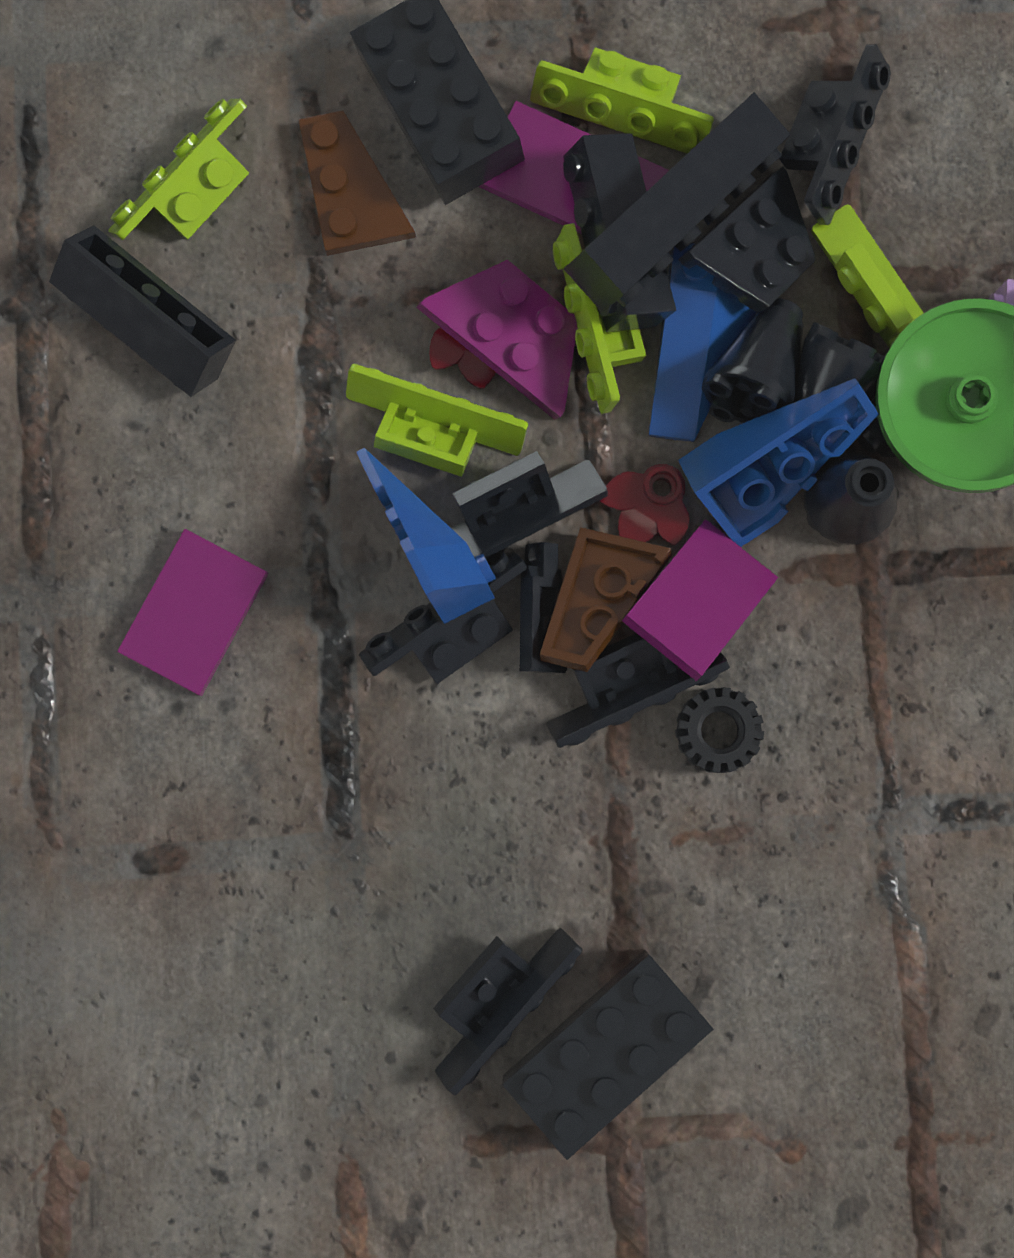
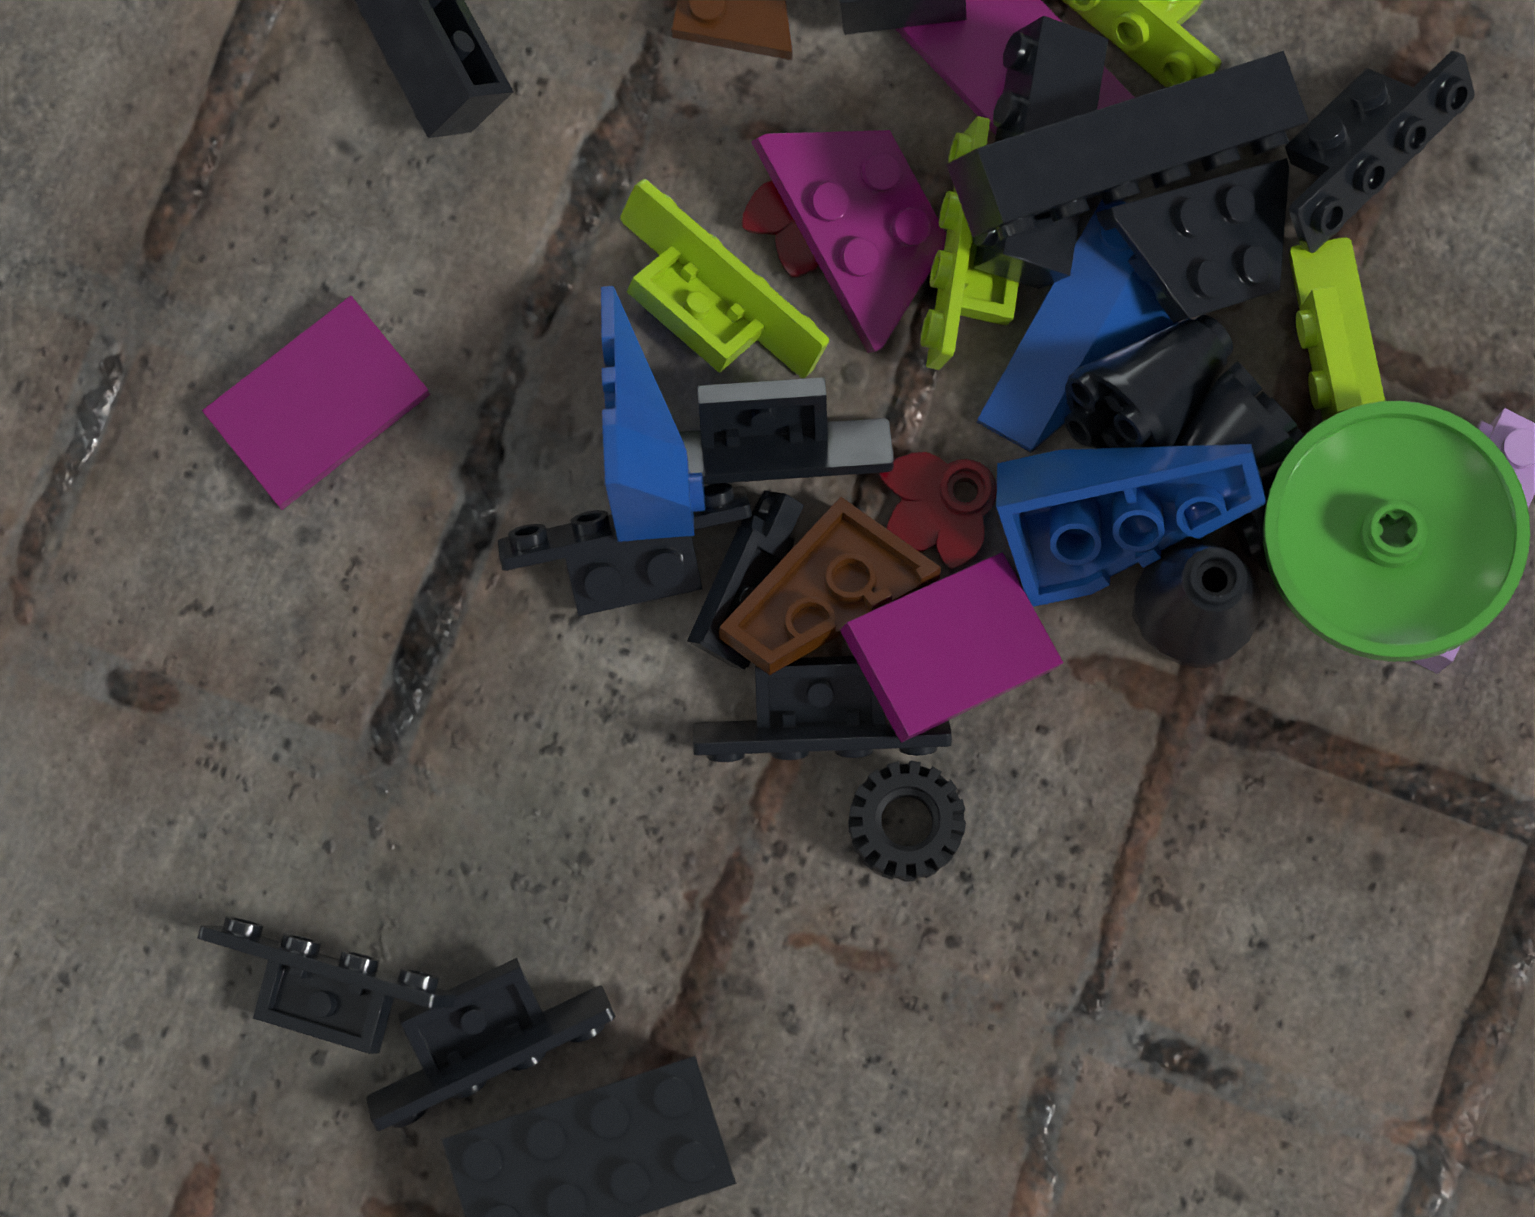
camera: 20 degrees right, 5 degrees down
(376, 1017) = (324, 995): none -> black bracket

